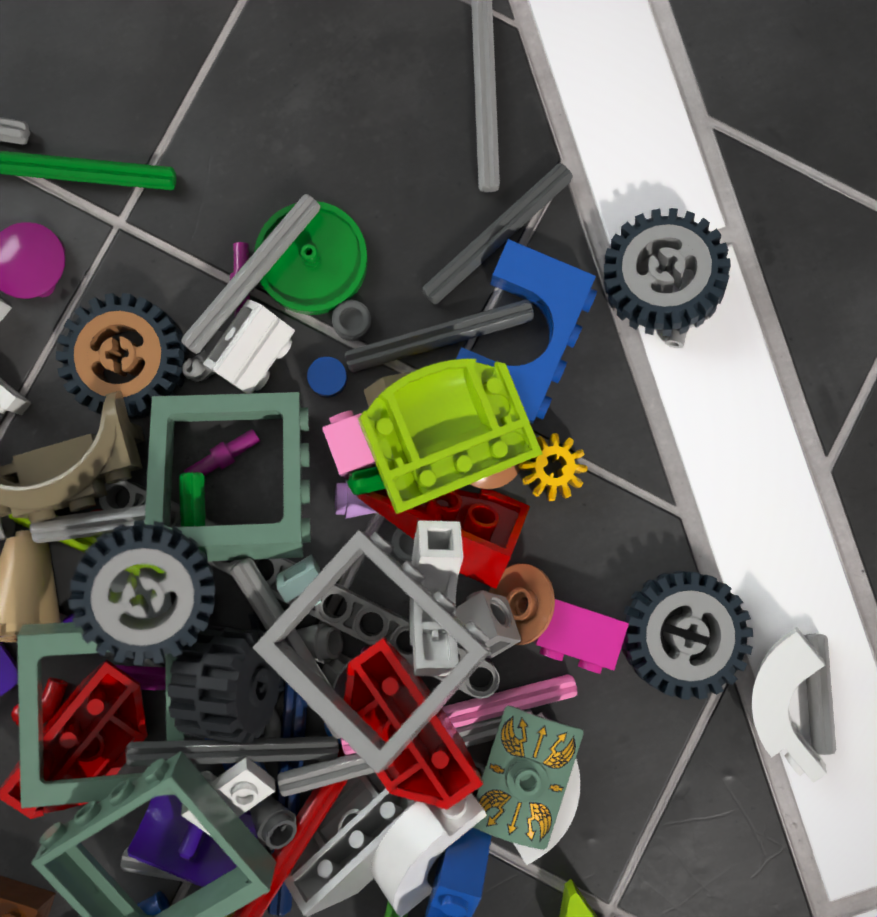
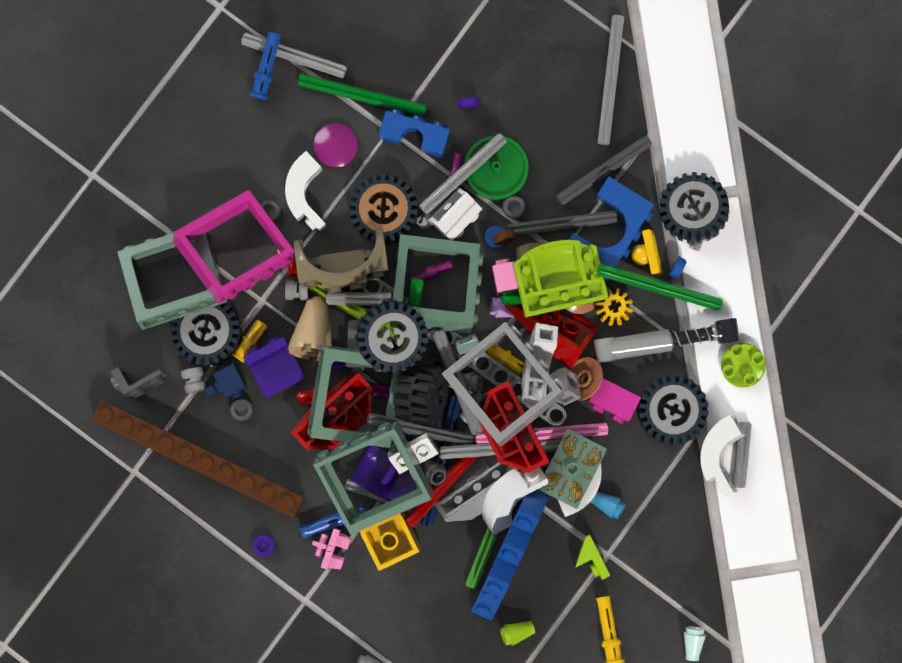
camera: 20 degrees right, 0 degrees up
(125, 212) = (396, 125): none -> blue arch
(245, 152) = (468, 102): none -> dark purple tile
(340, 373) = (504, 237): none -> reddish brown tile
(375, 588) = (505, 358): none -> yellow pin
(591, 366) = (647, 253): none -> yellow tile
(601, 824) = (609, 504): none -> dark azure cone
(625, 419) = (659, 286): none -> green axle
(649, 513) = (663, 340): none -> piece
(652, 381) = (677, 267): none -> blue tile
(794, 534) = (743, 365): none -> lime dish

